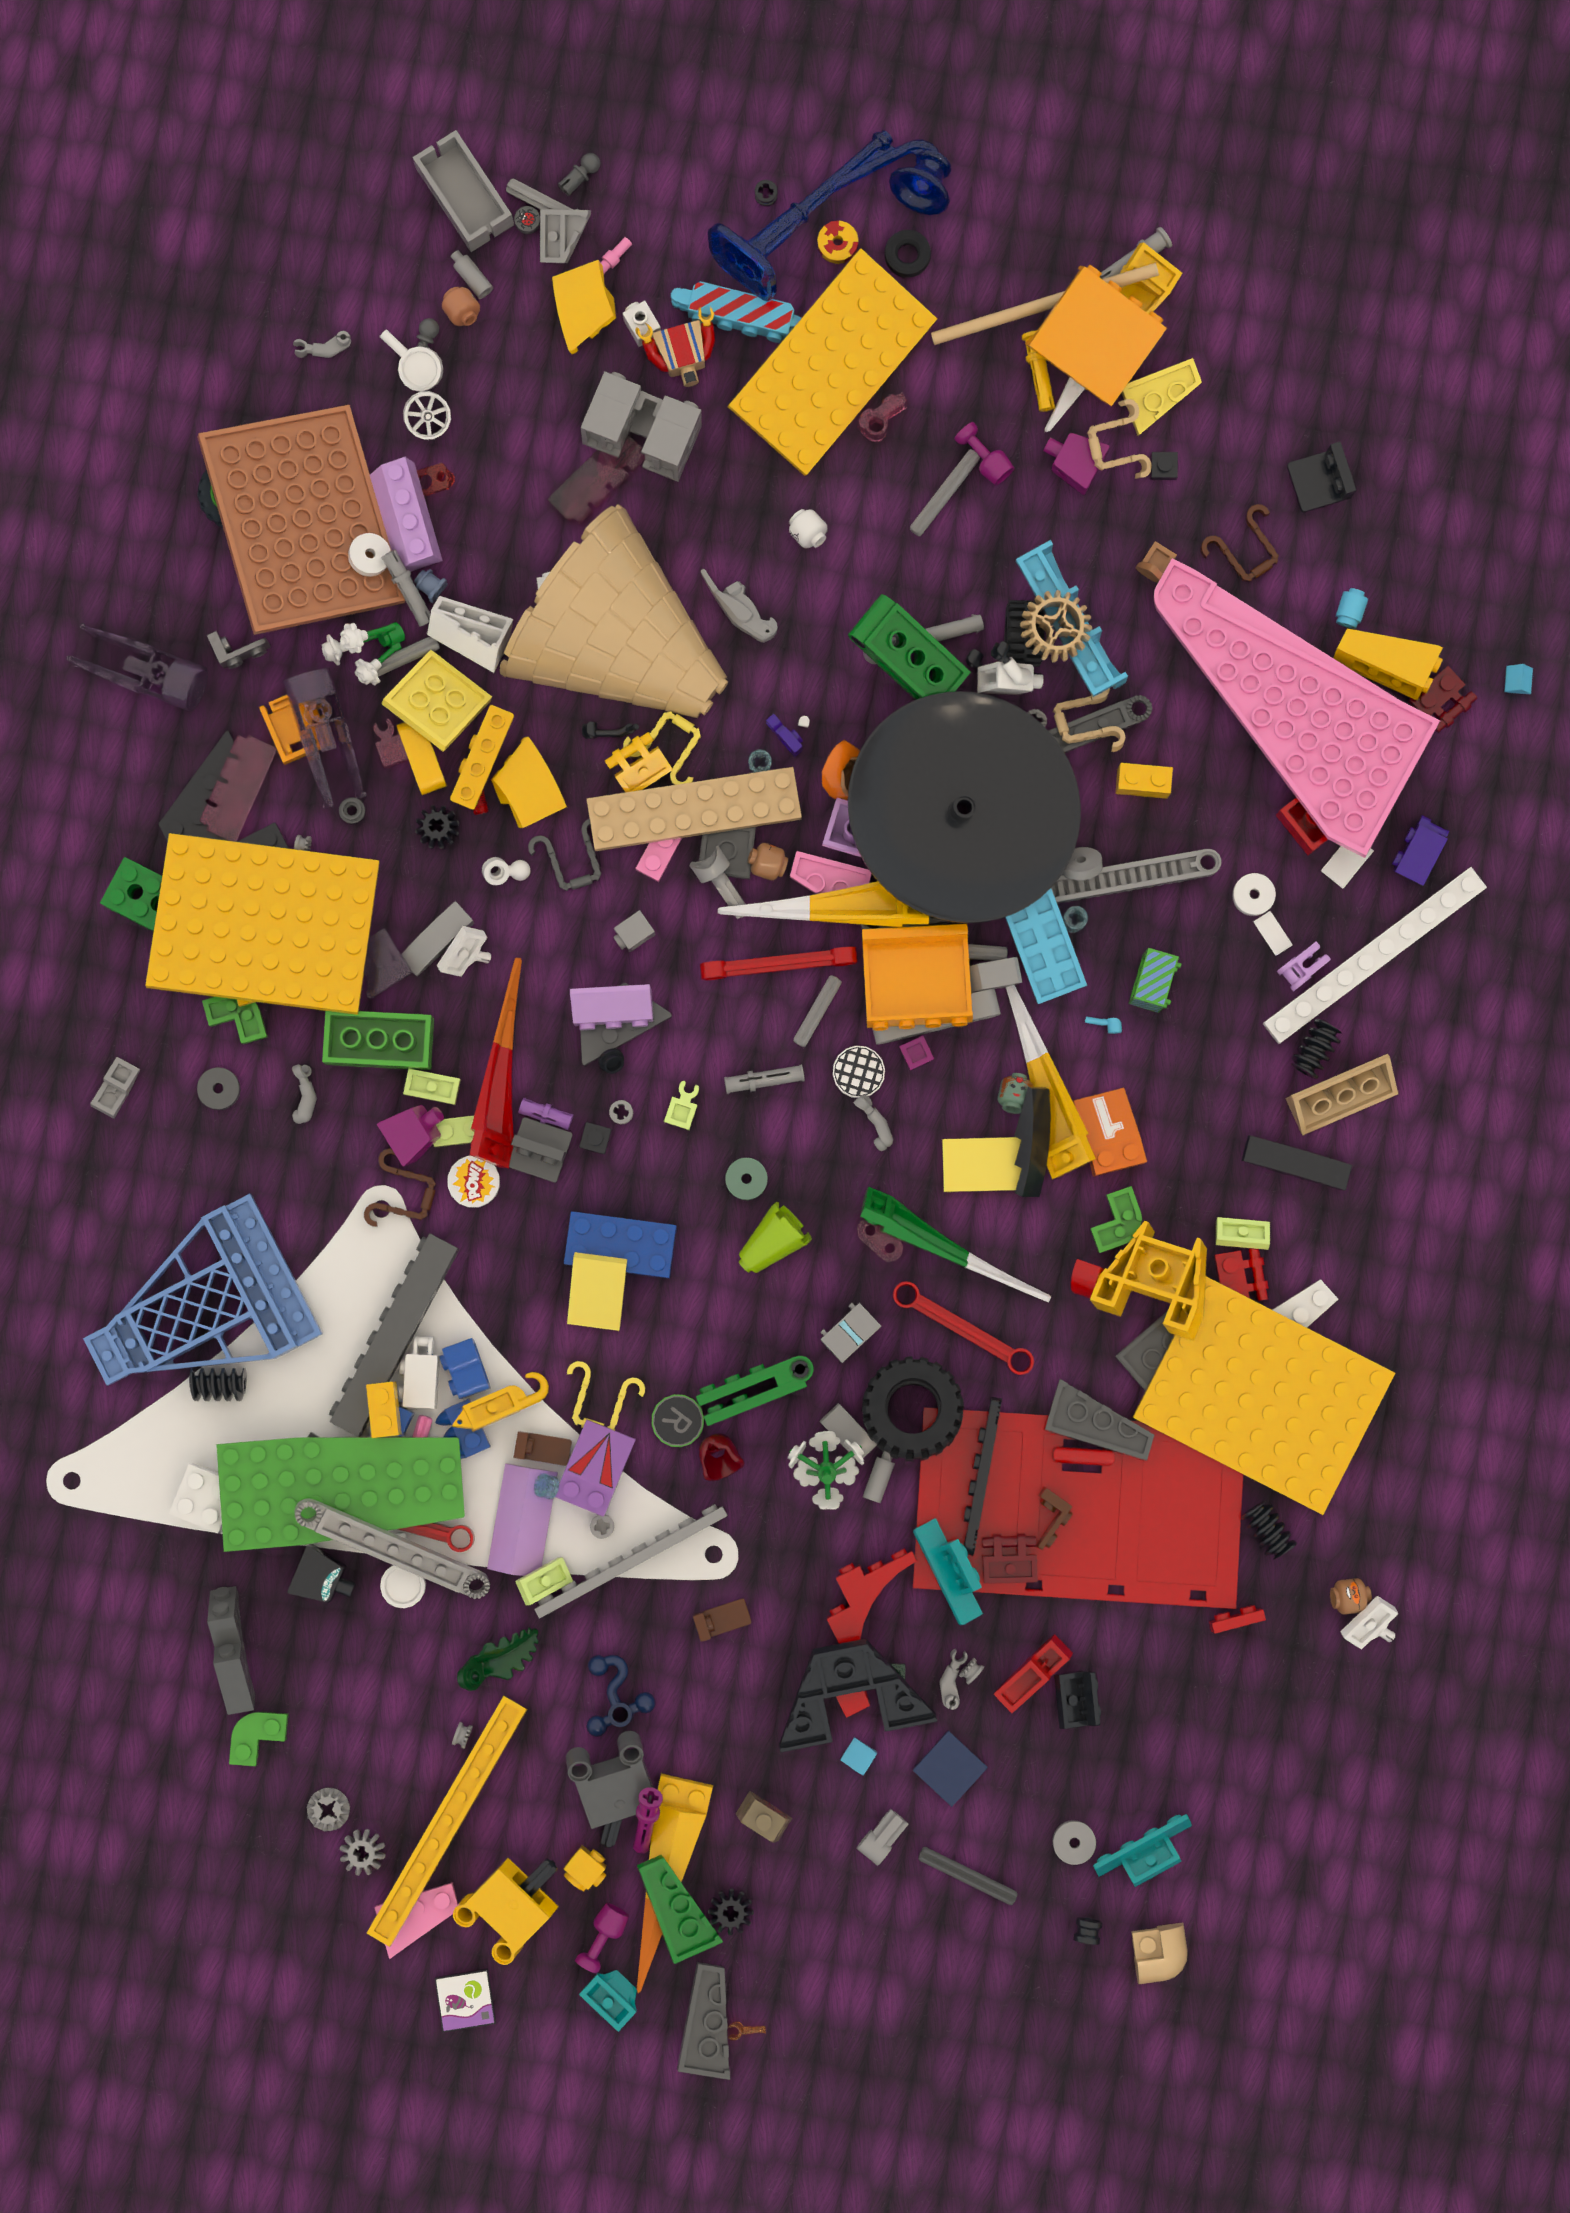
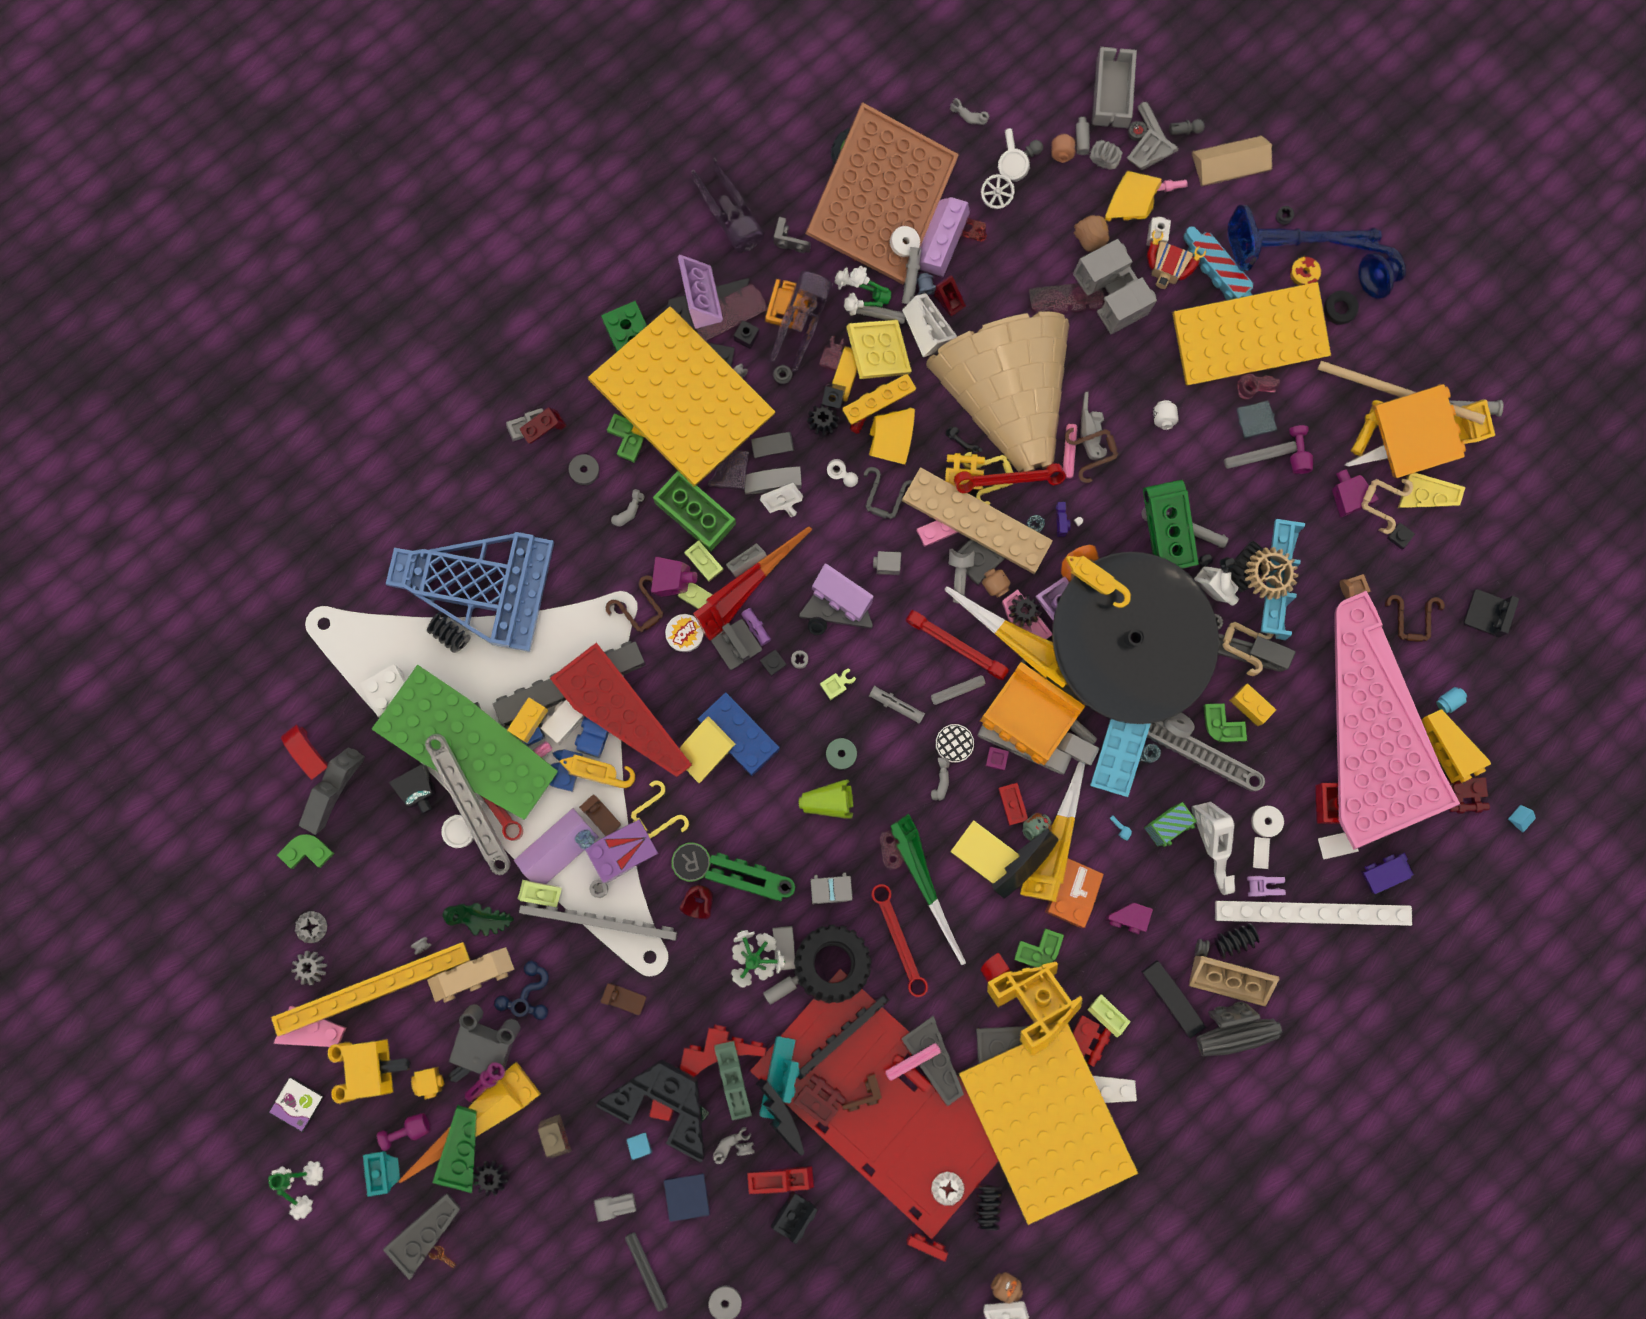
camera: 35 degrees right, 5 degrees down
(133, 1076) = (542, 424): none -> dark red bracket
(170, 1633) = (303, 751): none -> red arch
(189, 790) = (700, 292): none -> lavender slope
(282, 803) = (746, 339): none -> black plate
(404, 899) = (772, 445): none -> dark grey slope
(429, 785) = (836, 390): none -> black plate
(450, 1319) = (606, 698): none -> red wing
(467, 578) = (949, 296): none -> dark red slope
(477, 1049) = (746, 560): none -> light grey plate
(514, 278) = (1106, 154): none -> light grey gear
(517, 2087) = (281, 1181): none -> white plant
(540, 1723) = (470, 975): none -> tan brick
(569, 381) = (1092, 232): none -> medium nougat hair
(659, 172) = (1233, 160): none -> tan slope
(693, 734) = (1008, 478): none -> red piece
(734, 650) = (1069, 453): none -> bright pink axle
(773, 609) = (1111, 443): none -> reddish brown piece
(813, 869) = (1017, 607): none -> black gear
(875, 775) = (1097, 578): none -> yellow plate
(903, 1611) = (732, 1080): none -> sand green slope
(910, 454) = (1256, 419): none -> clear light blue piece
(971, 1088) = (1013, 804): none -> red plate
(988, 1611) = (783, 1122): none -> black slope
(1075, 1443) = (913, 1061): none -> bright pink axle
(1122, 707) = (1273, 652): none -> dark grey slope
(1126, 833) = (1220, 729): none -> bright green plate
(1188, 1109) = (1131, 916): none -> magenta slope
(1200, 953) = (1216, 827): none -> white piece
(1200, 1540) = (942, 1180): none -> white gear
(1286, 1085) = (1202, 947): none -> dark grey bush
(1388, 1143) = (1237, 1031): none -> dark grey plate

